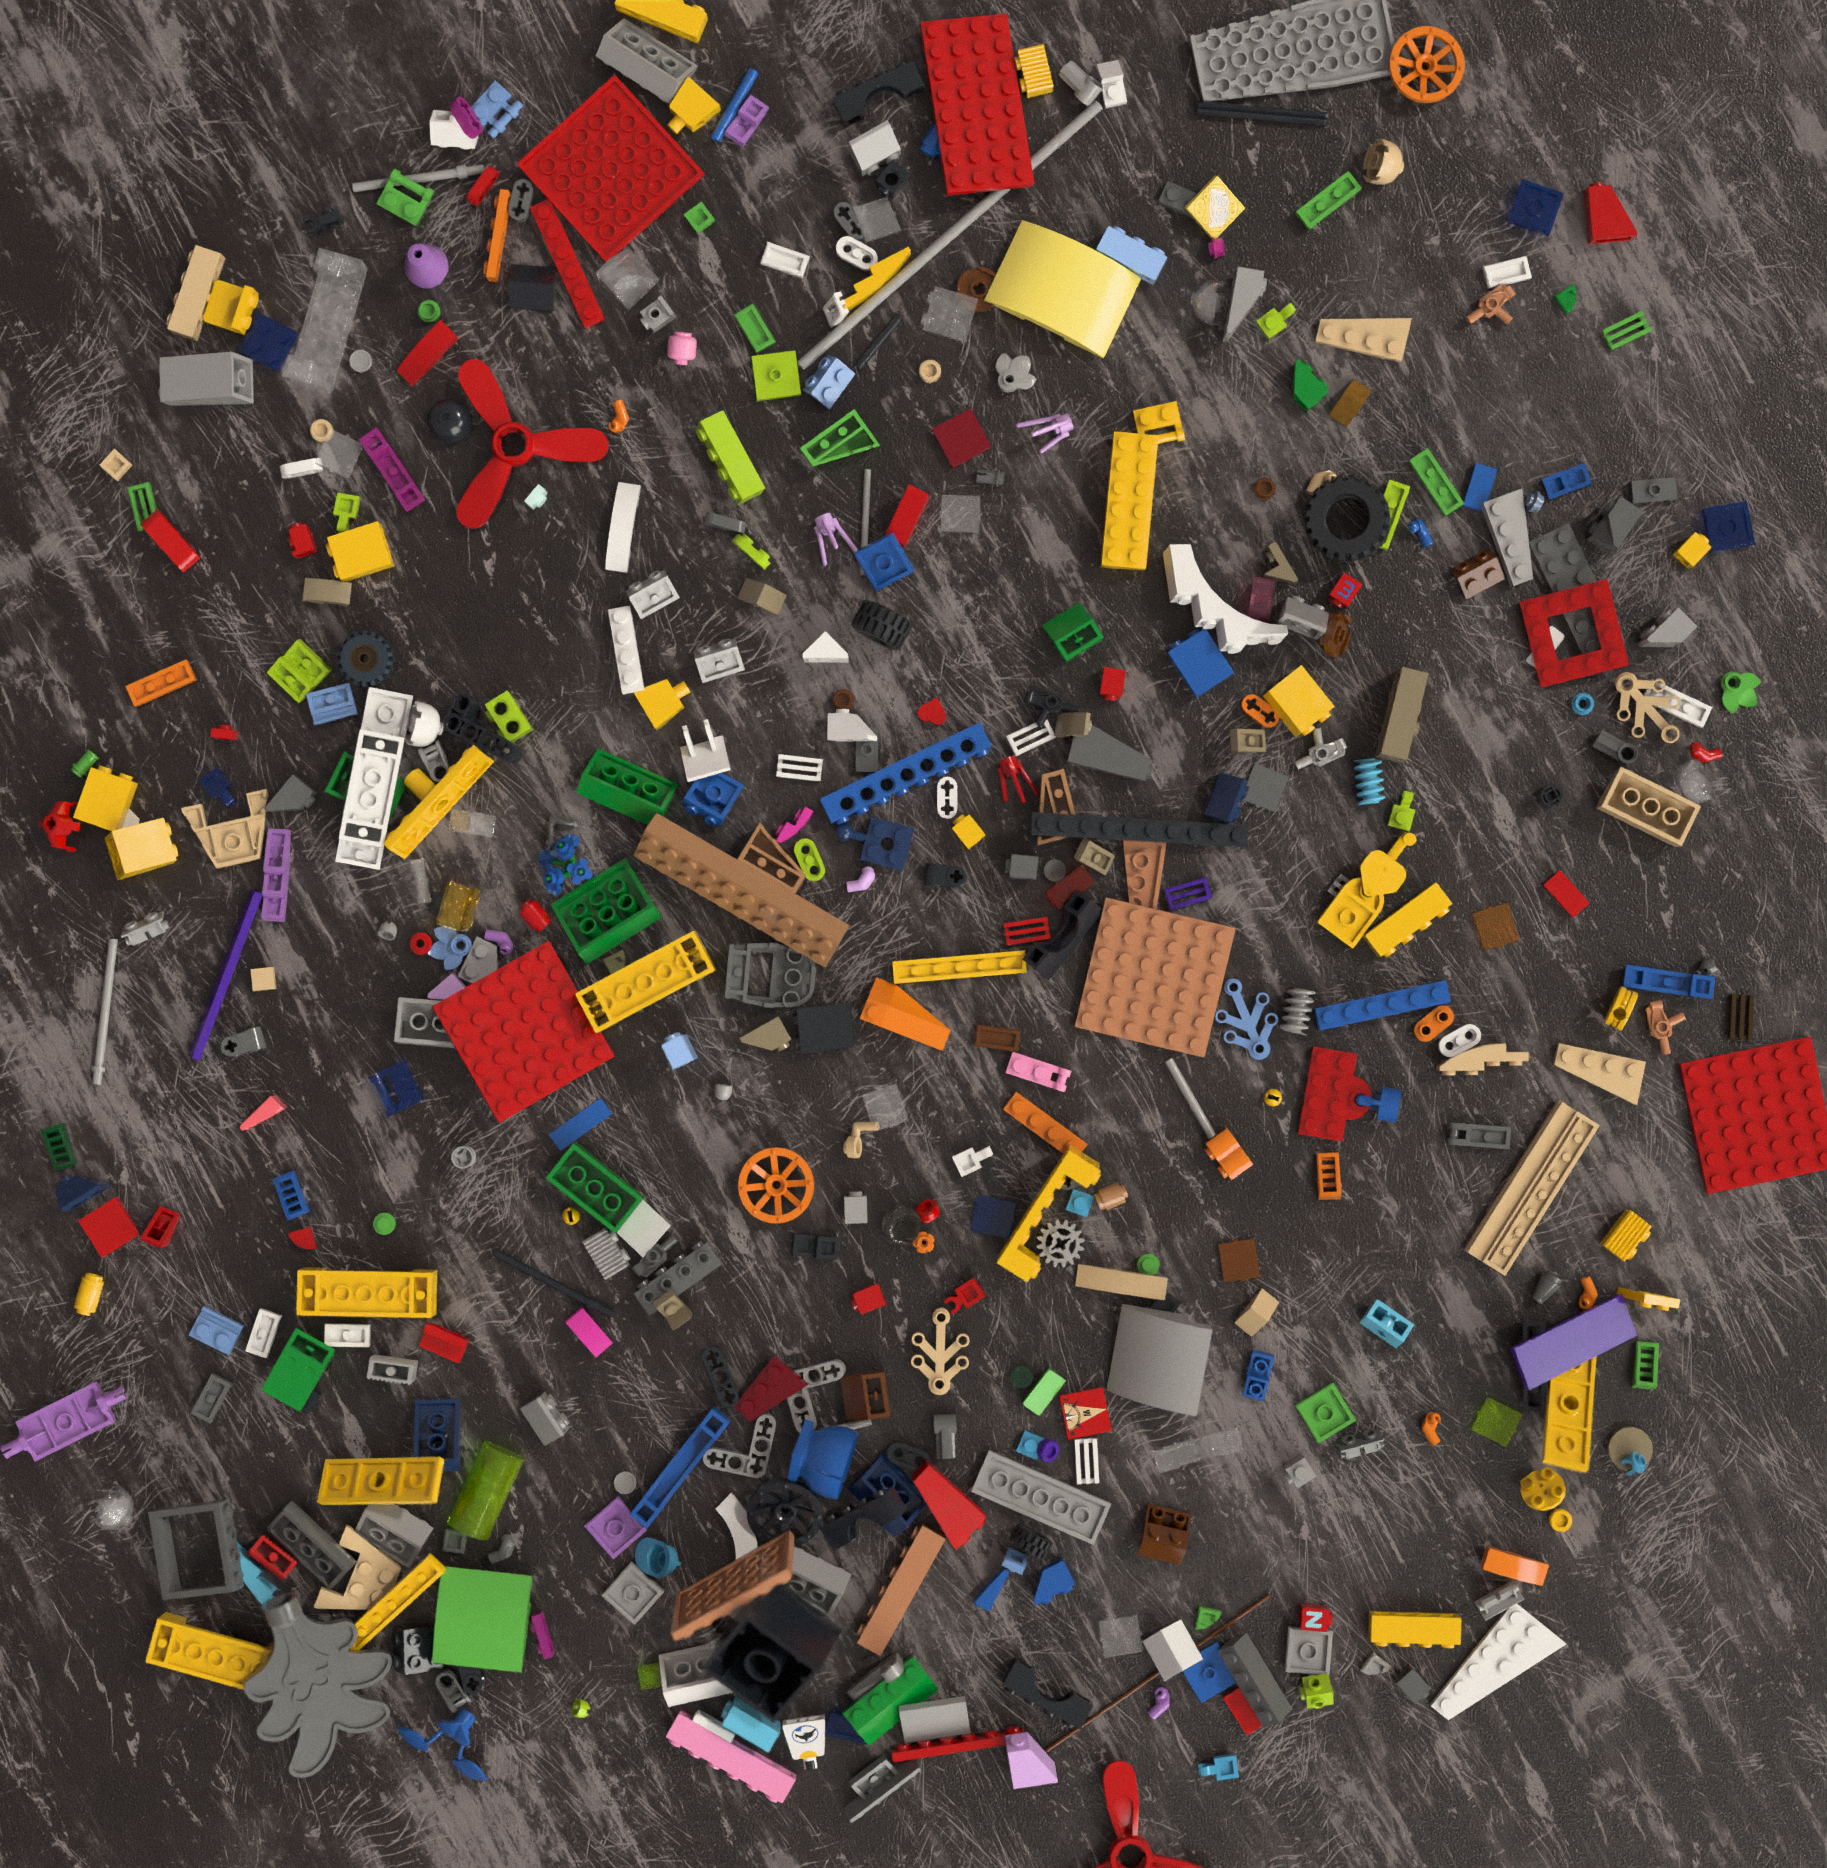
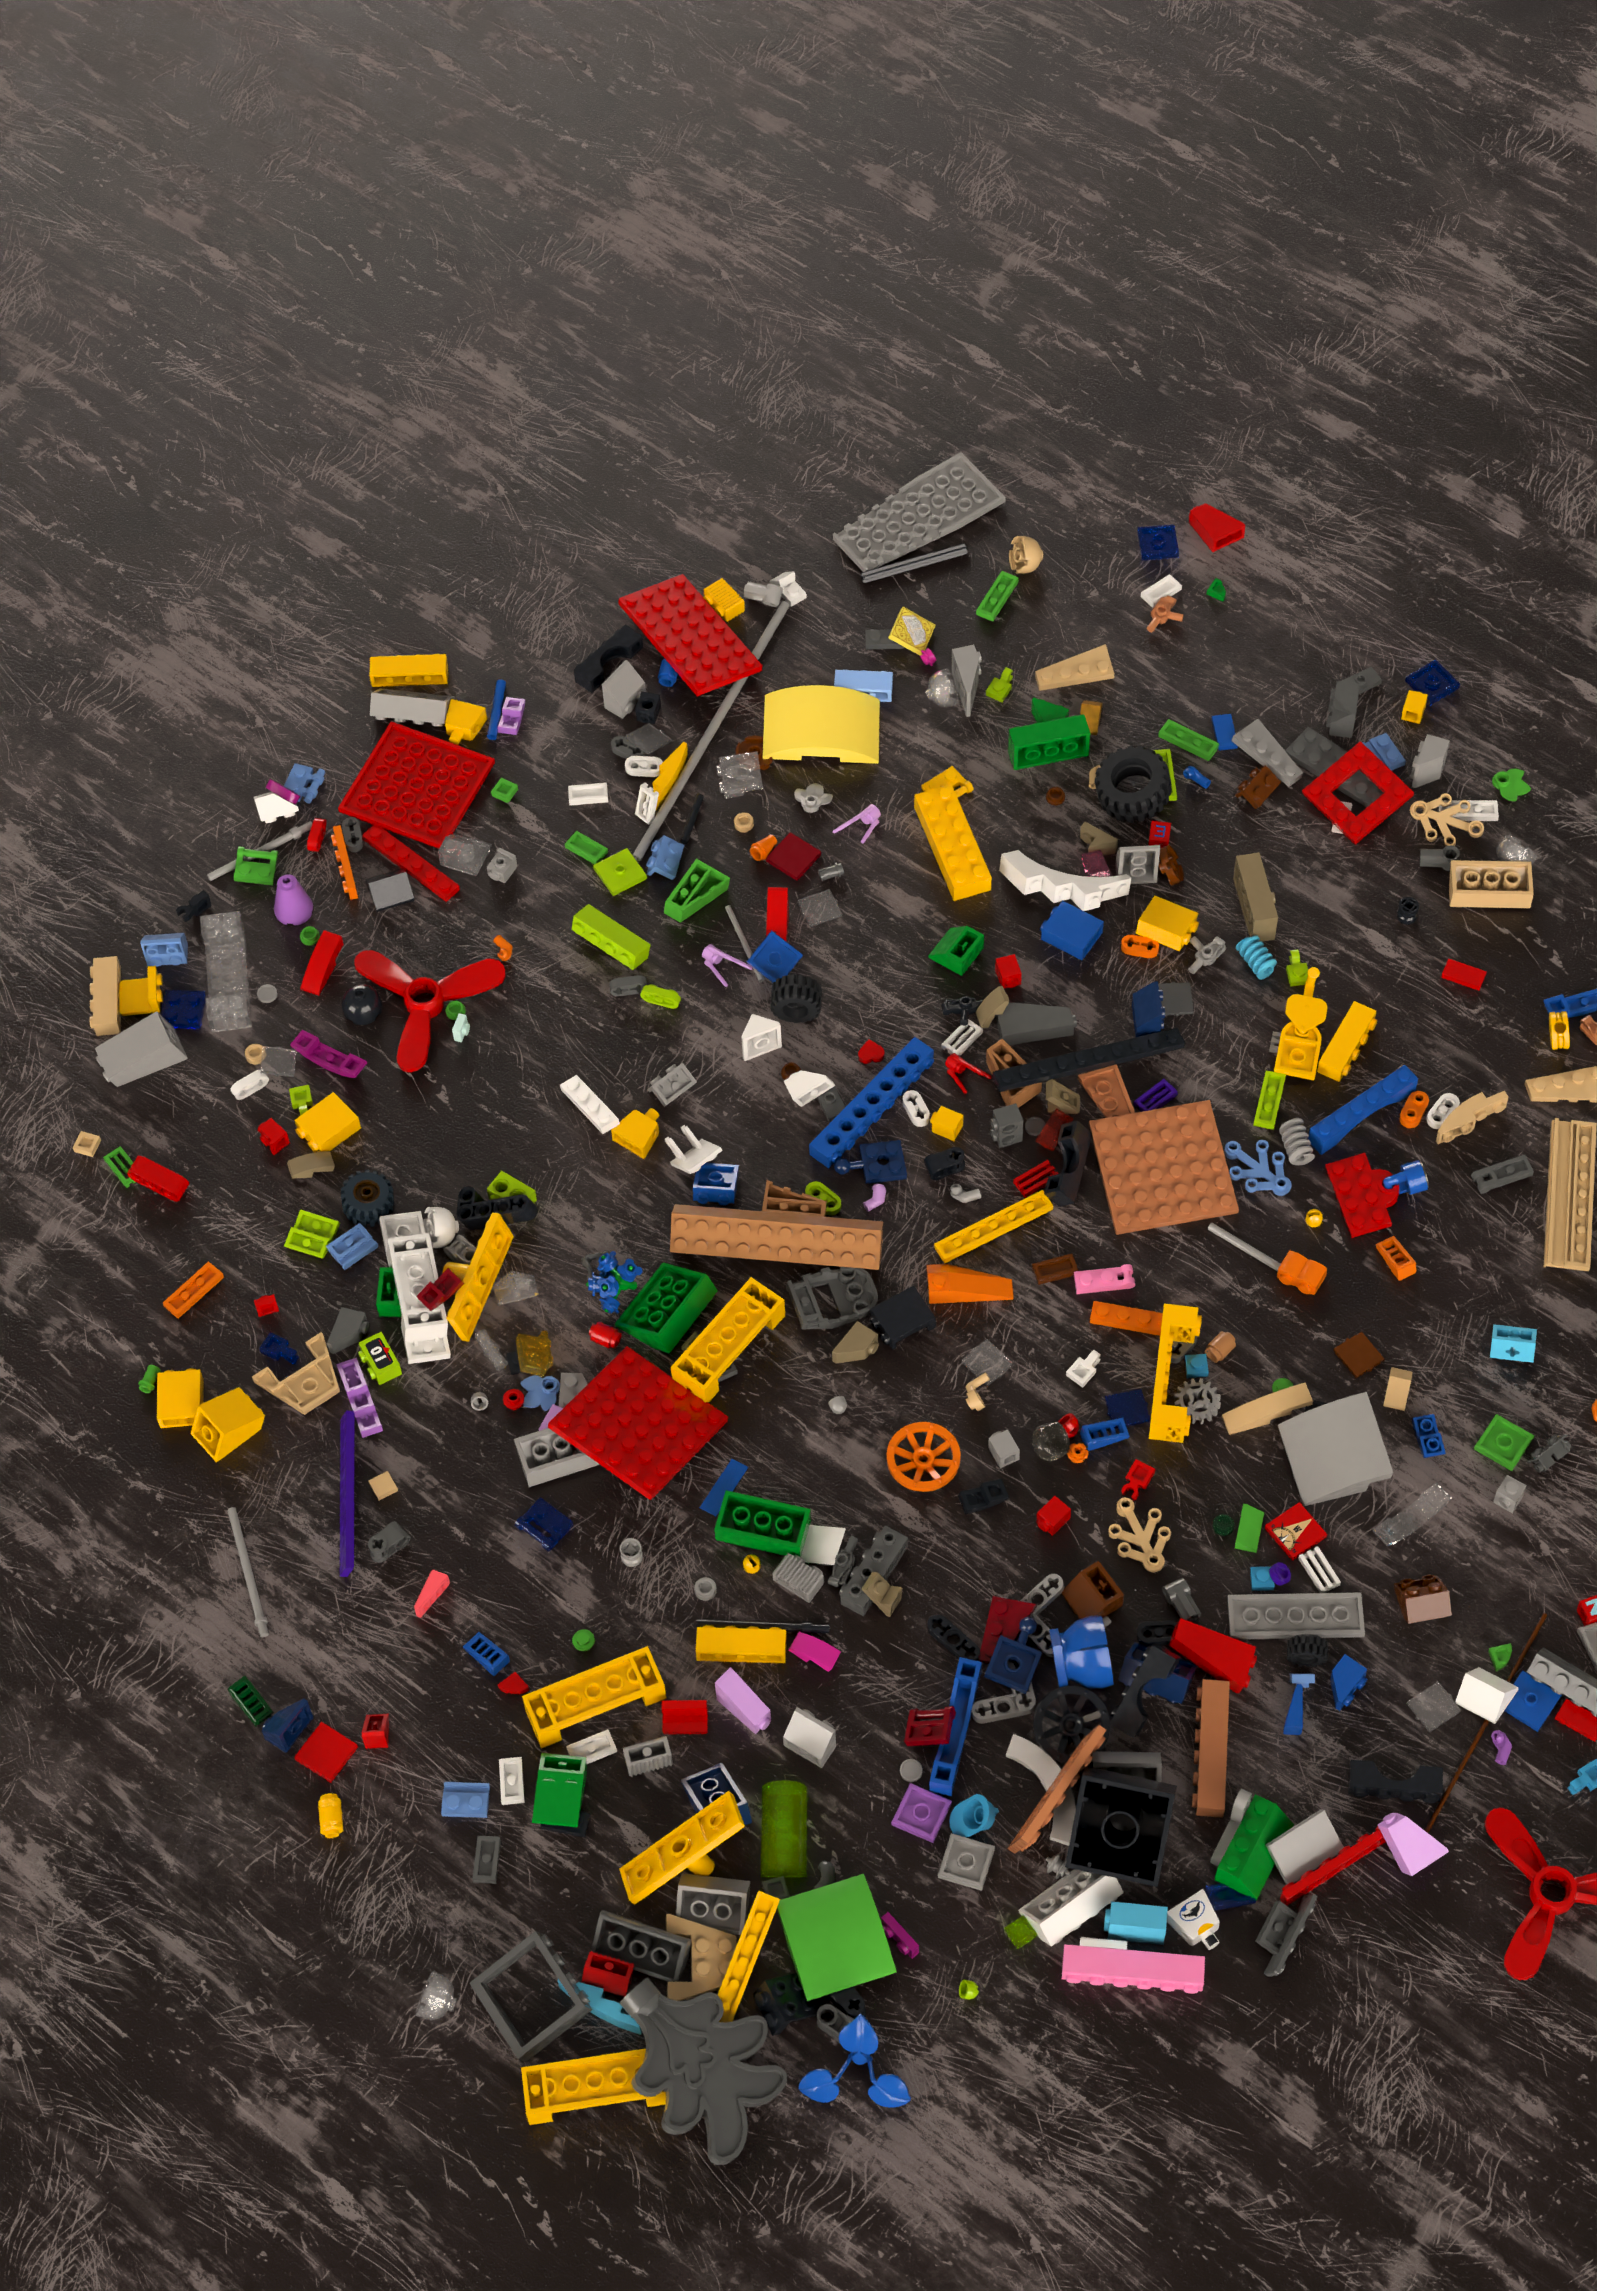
camera: 30 degrees left, 30 degrees down
(59, 825) = (147, 1425): red piece -> none
(65, 1421) = (354, 1940): medium lavender plate -> none
(136, 931) = (250, 1492): light grey hinge -> none
(274, 261) = (165, 949): none -> medium blue slope
(310, 843) = (380, 1358): none -> lime brick
(388, 811) = (441, 1290): none -> dark red slope
(500, 1356) = (742, 1701): none -> lavender slope
(502, 940) = (583, 1367): medium lavender arm -> none
(518, 1221) = (705, 1589): none -> light grey tile
(524, 1296) = (741, 1644): none -> yellow brick
(540, 471) = (455, 1008): none -> bright green plate
(622, 527) = (544, 1024): white slope -> none
(626, 787) = (636, 1207): green slope -> none
(652, 593) = (593, 1058): bracket -> none
(654, 1462) = (932, 1731): none -> dark red plate
(678, 1050) = (784, 1377): light blue brick -> none
(681, 347) = (533, 879): bright pink head -> none
(761, 1418) = (1007, 1650): none -> dark blue plate
(762, 596) = (685, 1025): dark tan slope -> none
(788, 831) = (798, 1177): dark pink slope -> none
(796, 767) = (779, 1133): white tile -> none
(934, 415) = (762, 848): none -> orange cone
(939, 1231) = (1093, 1429): none -> blue slope
(947, 918) = (963, 1196): none -> light grey arm
(1247, 740) = (1140, 969): dark tan slope -> none
(1287, 423) = (1048, 742): none -> green brick
(1297, 950) = (1269, 1100): none -> lime plate
(1429, 61) = (1022, 487): orange wheel -> none
(1496, 926) = (1422, 1020): clear orange piece -> none
(1534, 501) = (1272, 723): sand blue plate -> none
(1567, 481) = (1290, 702): blue slope -> none
(1588, 700) = (1394, 836): dark azure plate -> none
(1629, 591) = (1386, 751): none -> medium blue plate
(1643, 322) = (1274, 587): bright green tile -> none
(1704, 755) = (1518, 834): red arm -> none

